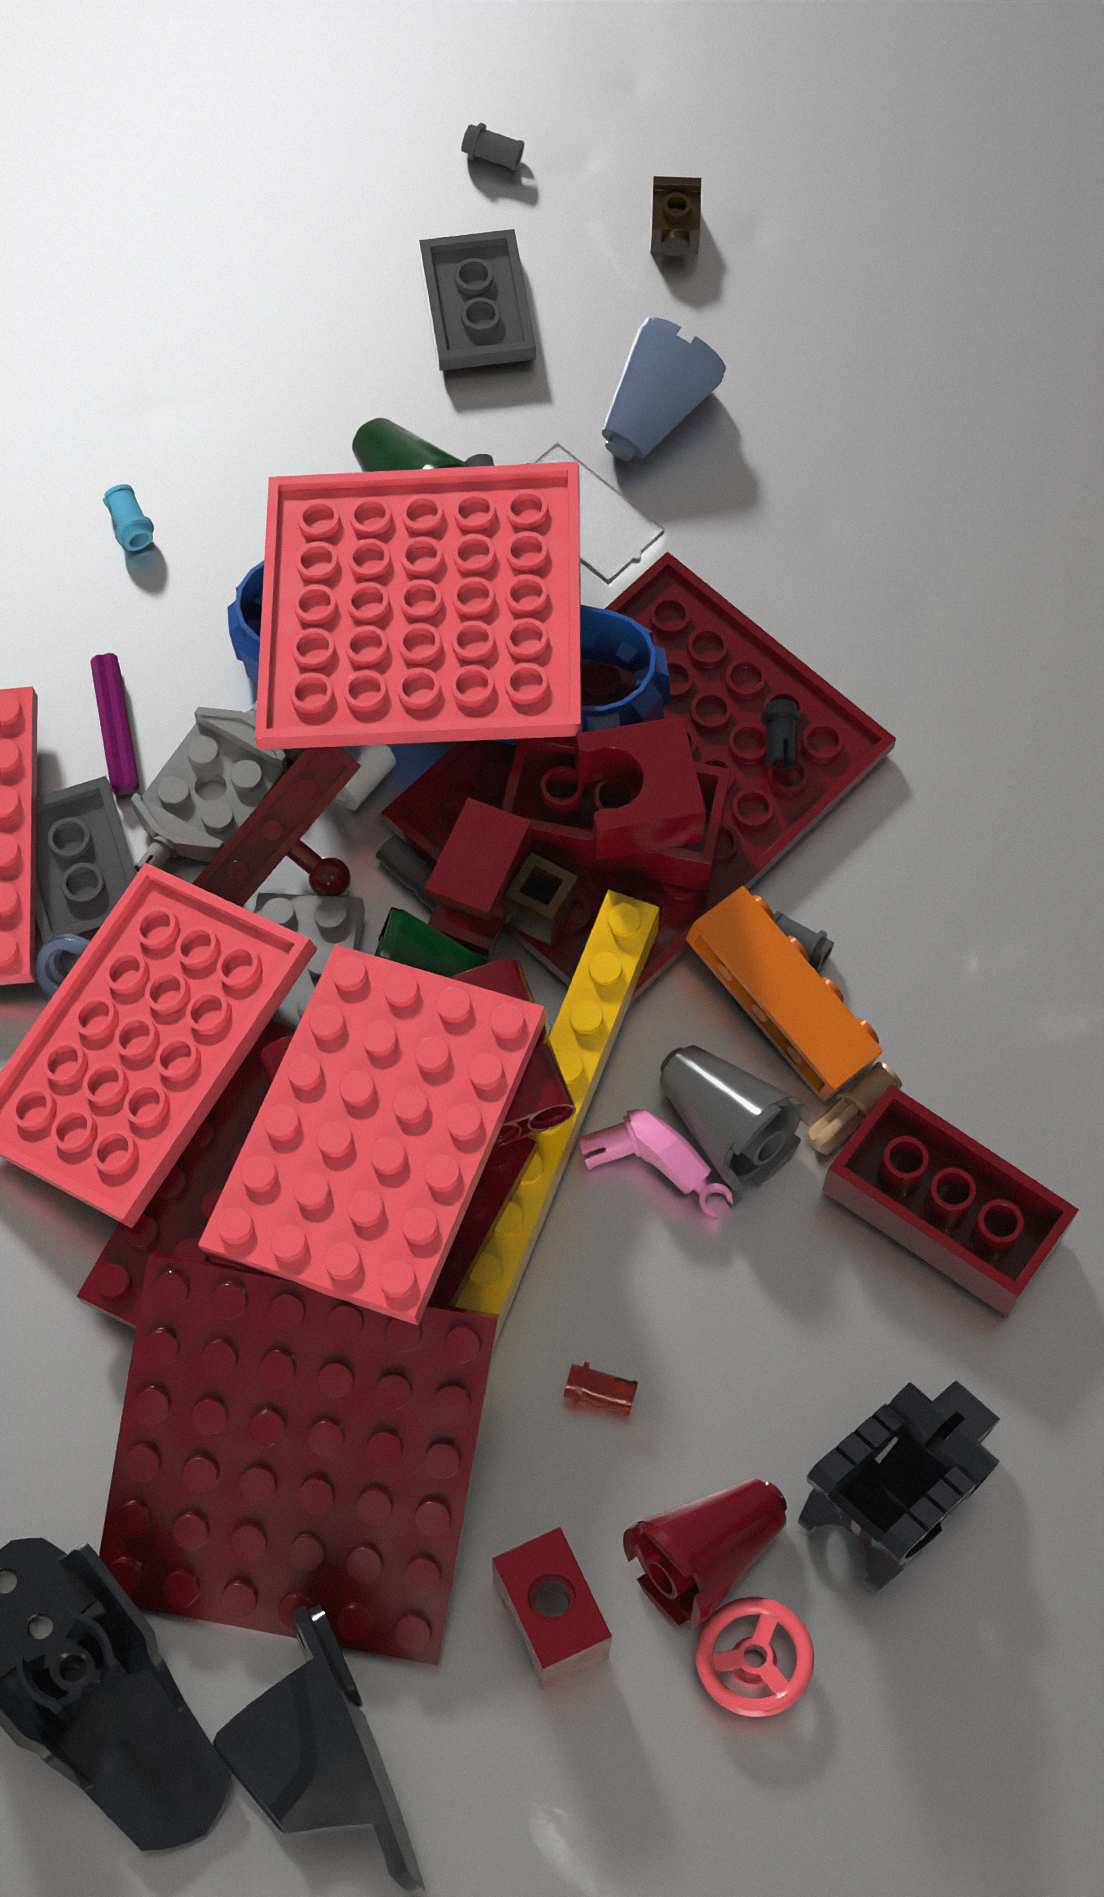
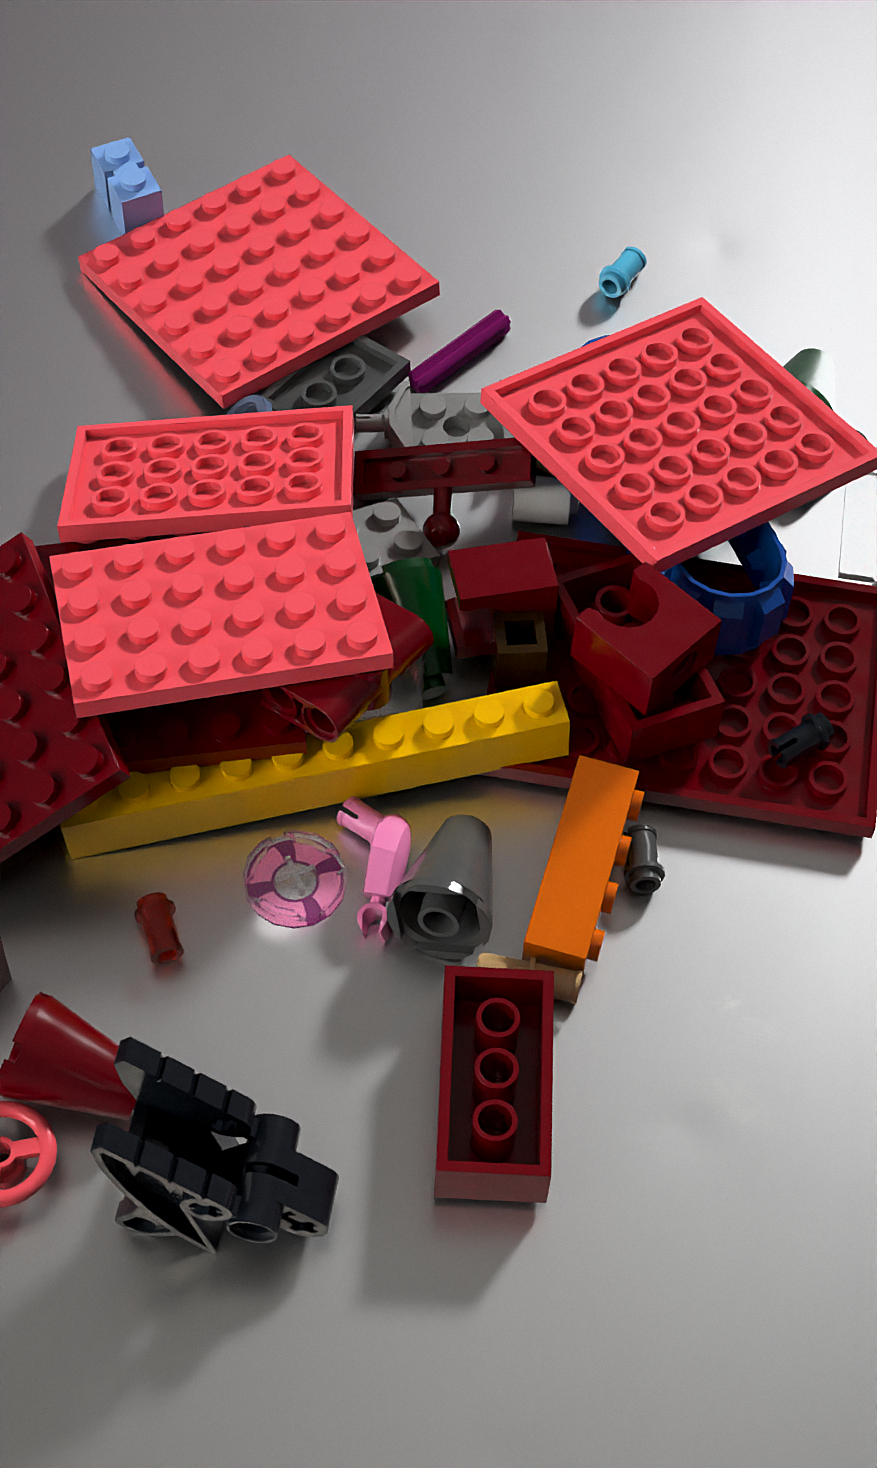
camera: 55 degrees right, 10 degrees down
(621, 1242) = (295, 879): none -> clear tile

